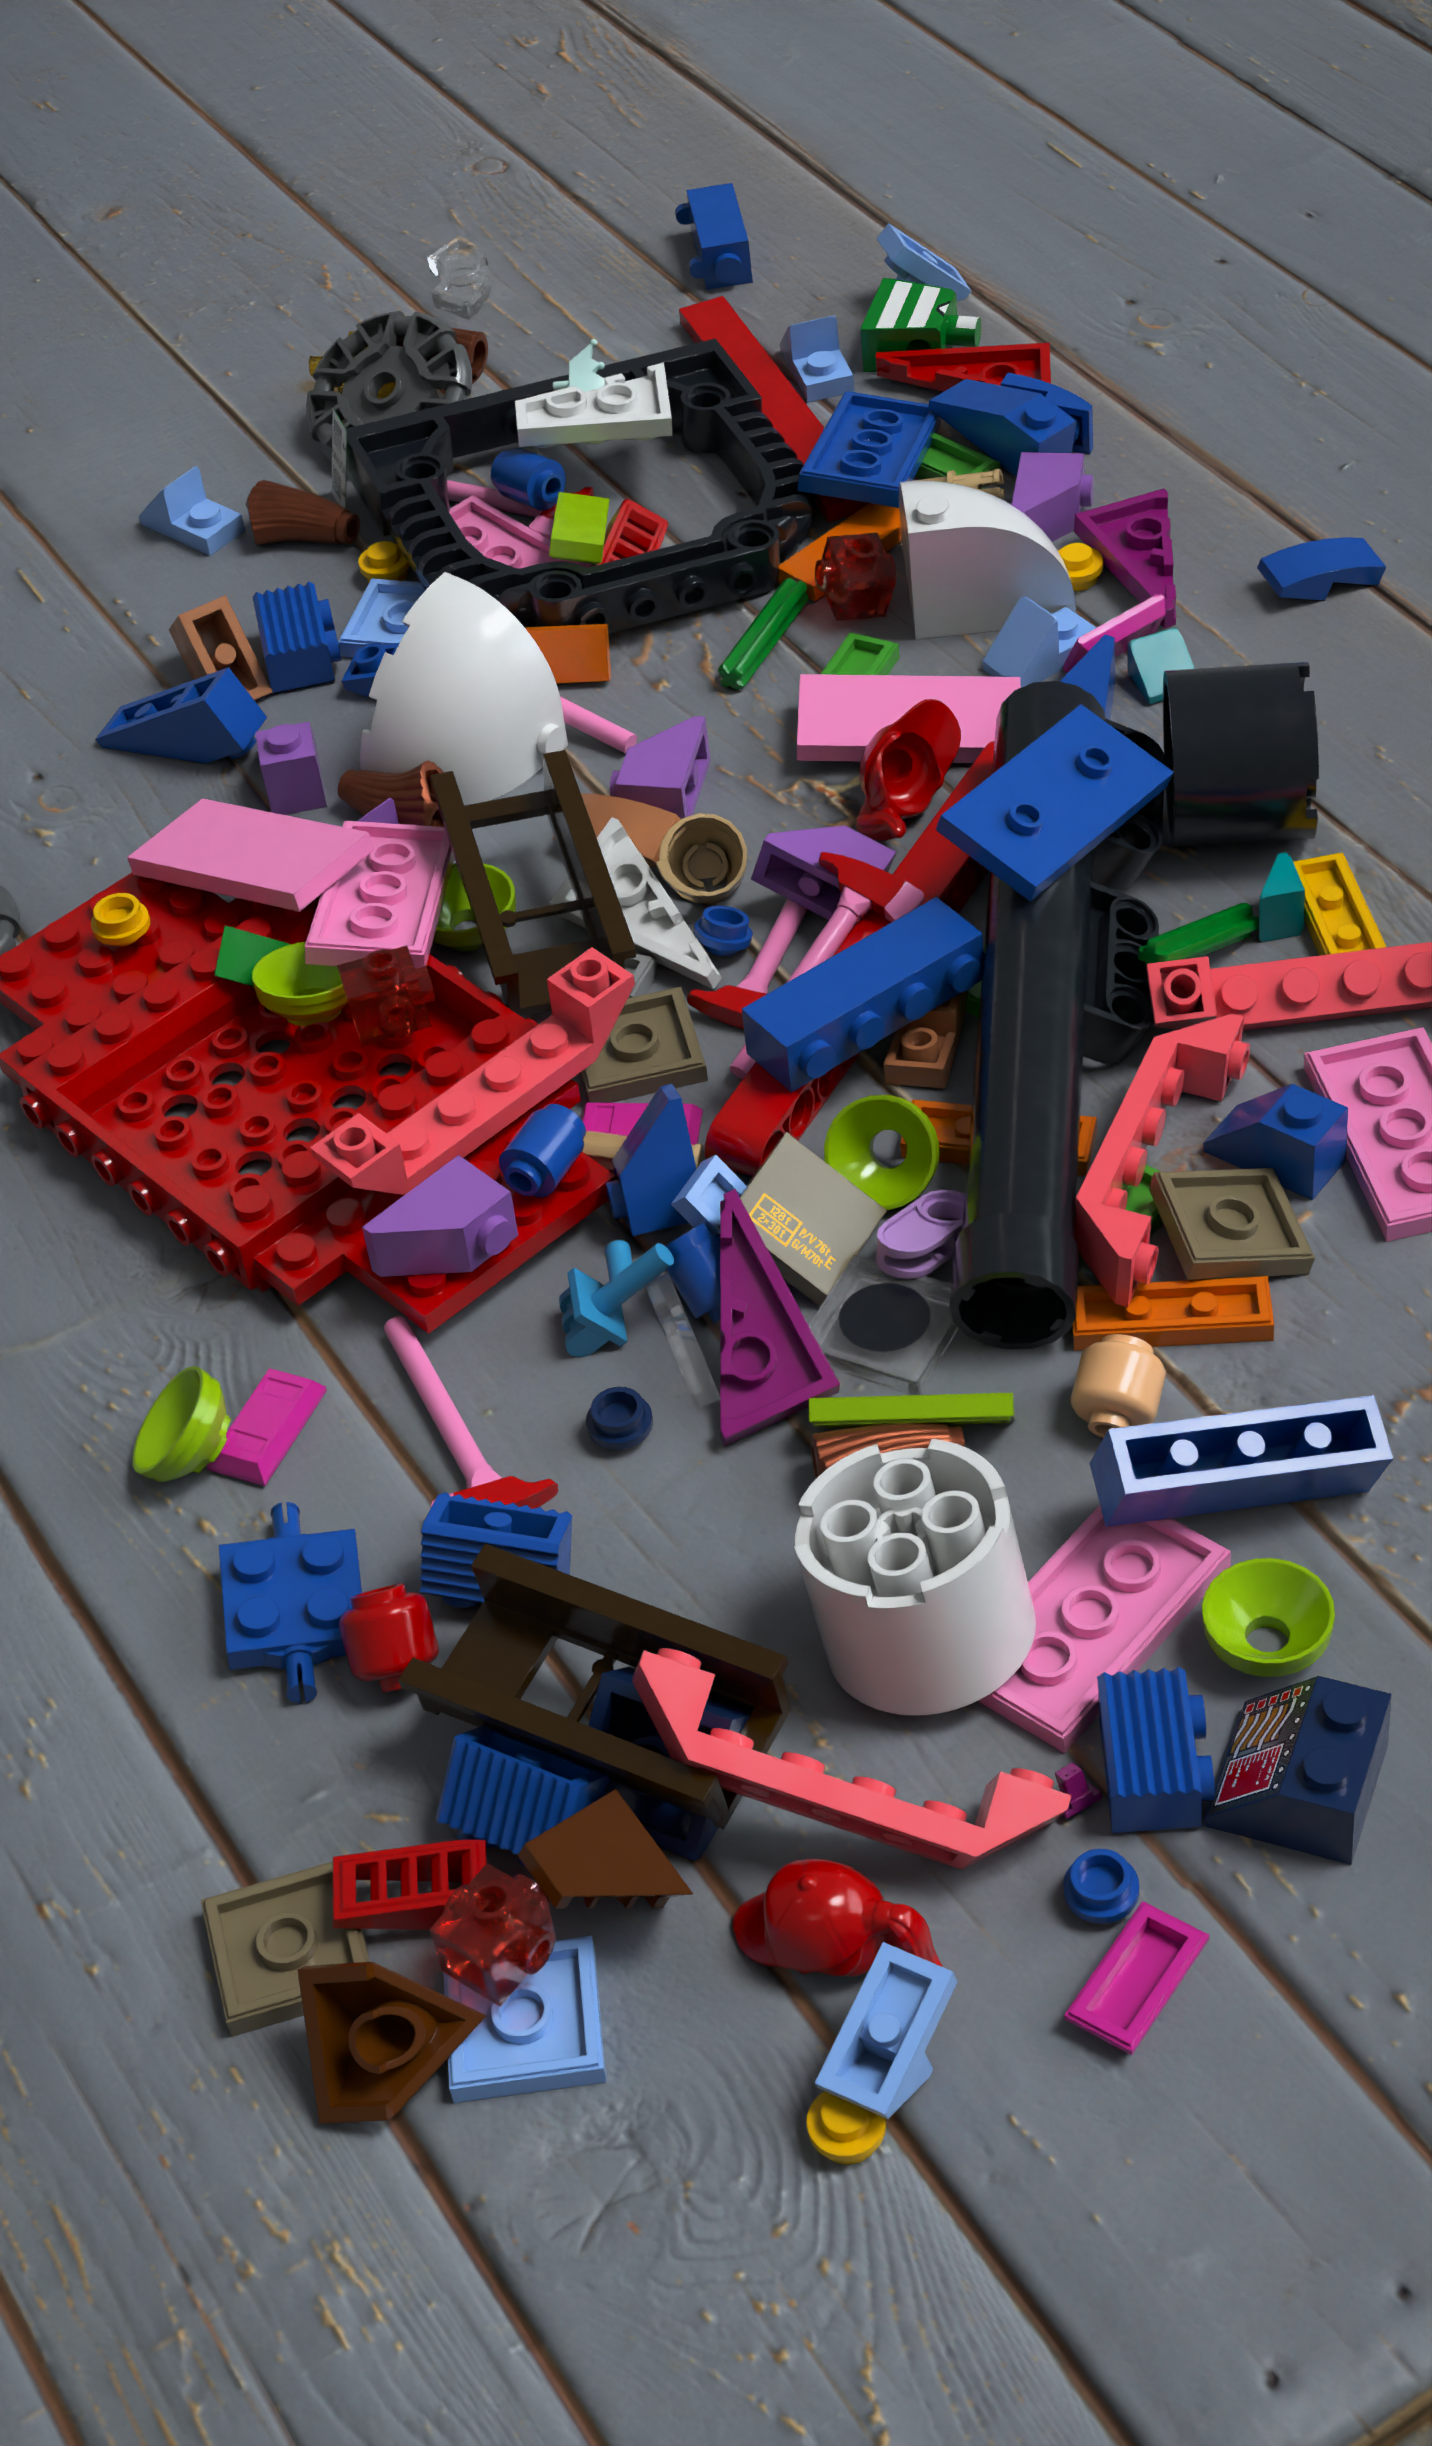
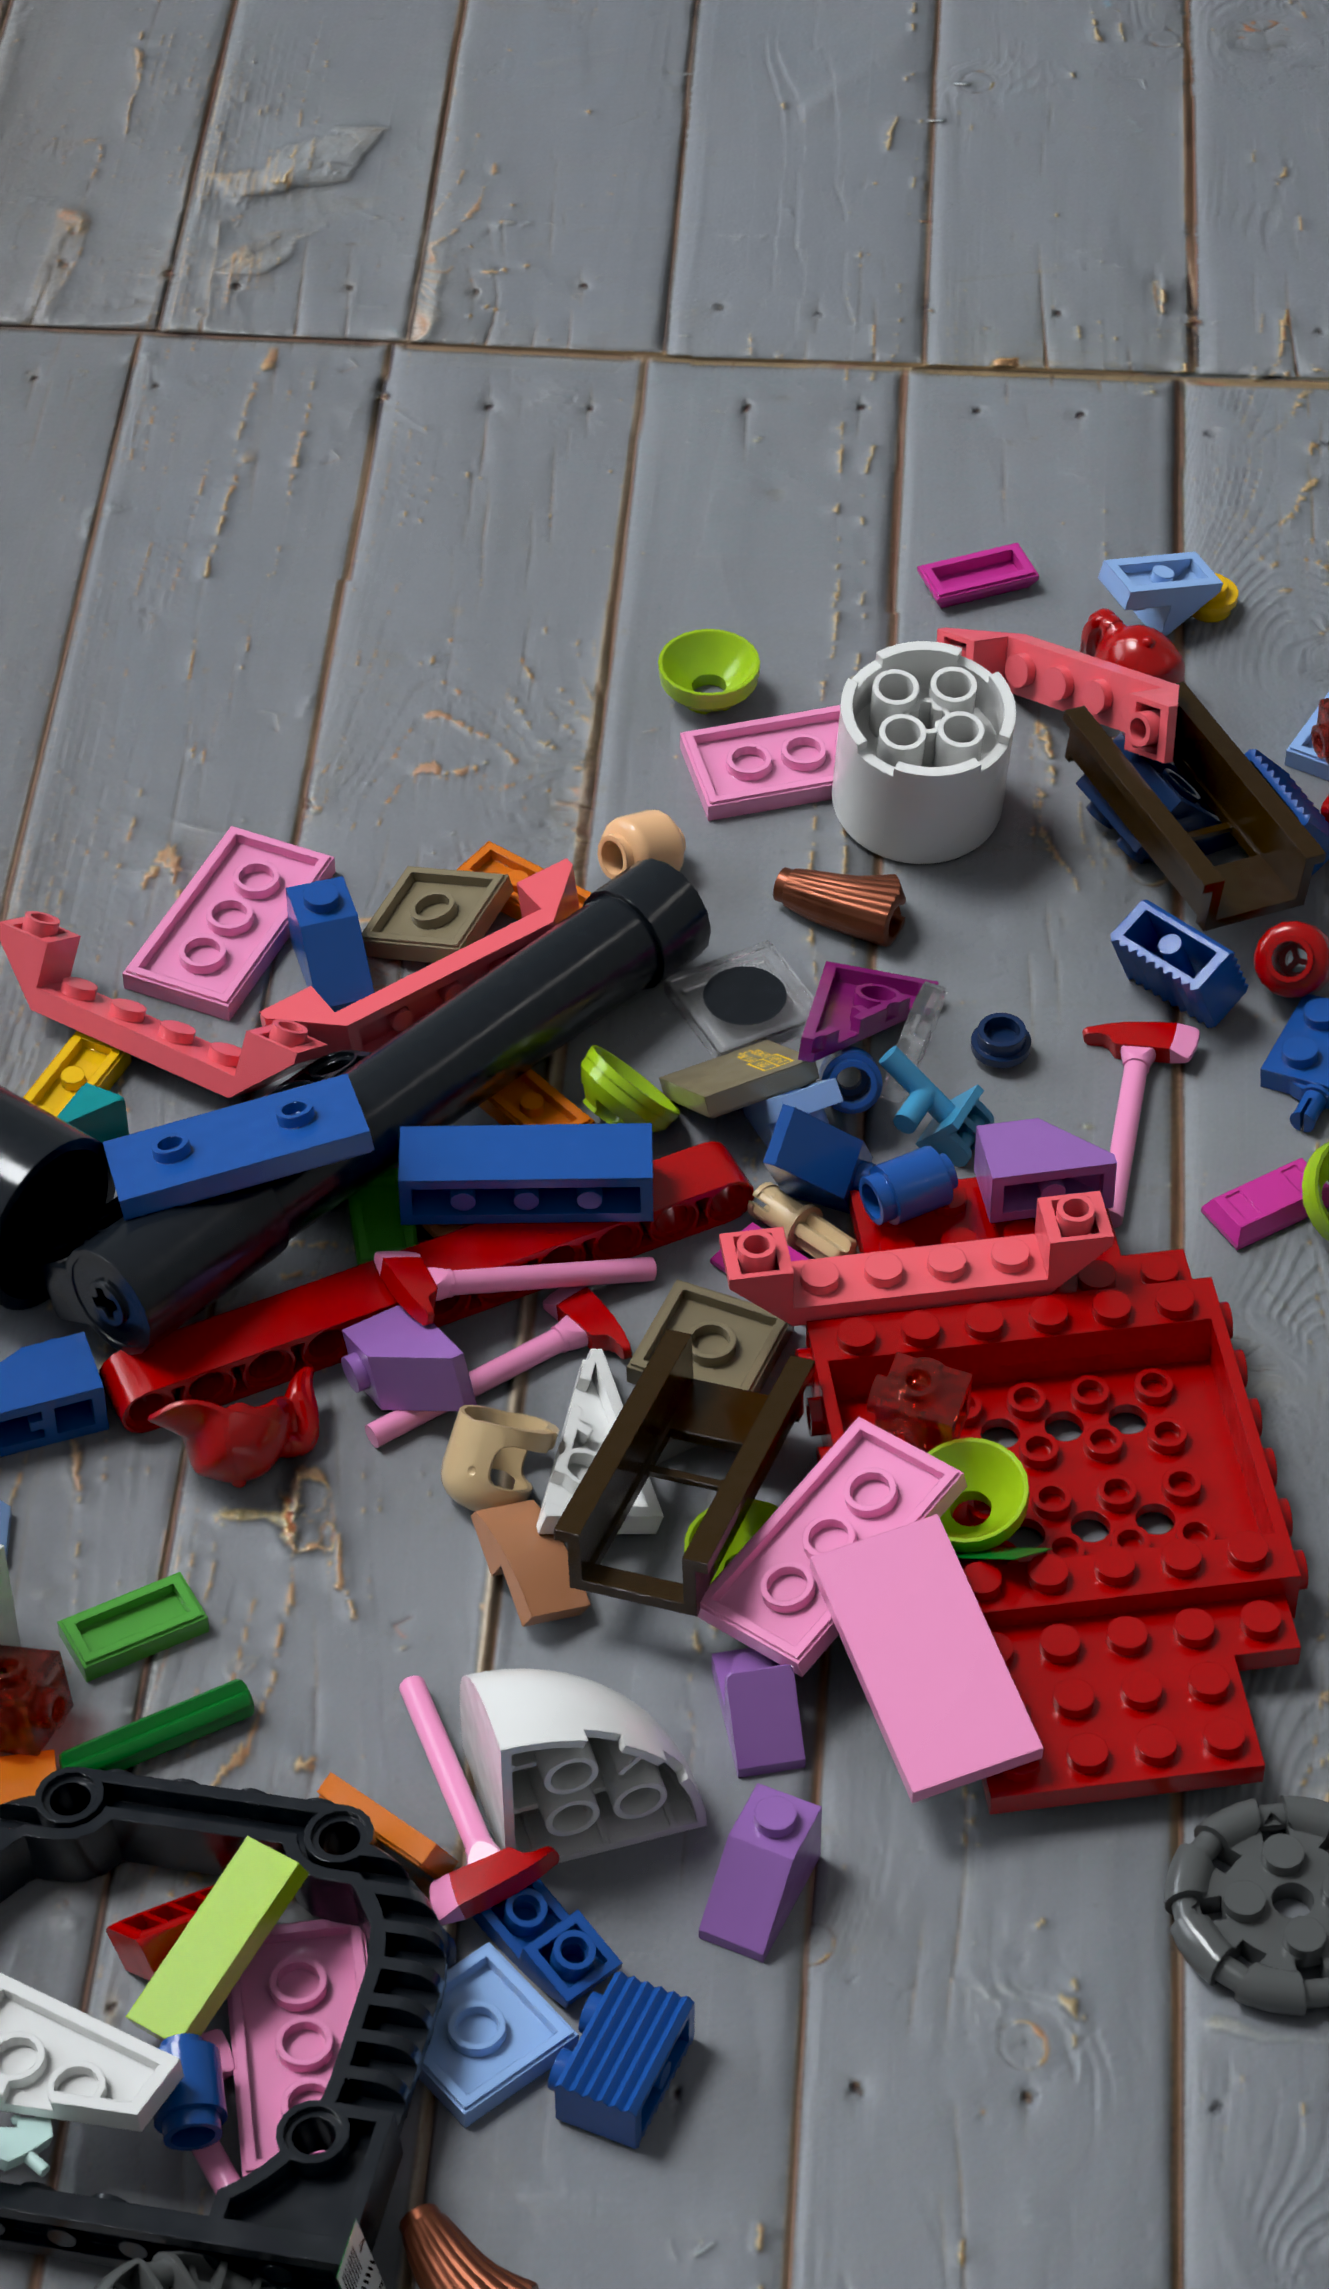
camera: 150 degrees left, 0 degrees up
(119, 919) = (1098, 1678): yellow plate -> none
(189, 721) = (839, 2012): blue slope -> none
(214, 640) = (724, 2094): nougat slope -> none
(383, 561) = (431, 2138): yellow plate -> none
(409, 790) = (699, 1727): copper piece -> none
(602, 1855) = (1265, 717): reddish brown slope -> none
(666, 768) = (430, 1591): medium lavender slope -> none
(723, 930) = (541, 1392): blue plate -> none
(846, 711) = (150, 1519): bright pink tile -> none
(915, 1238) = (667, 1027): lavender piece -> none
(936, 1409) = (791, 914): lime tile -> none
(1101, 1886) = (952, 612): blue plate -> none
(1151, 1750) = (849, 645): blue brick -> none
(1201, 935) = (247, 1084): green axle -> none
(1240, 1460) = (634, 731): blue brick -> none
(1304, 1767) = (775, 596): dark blue slope -> none

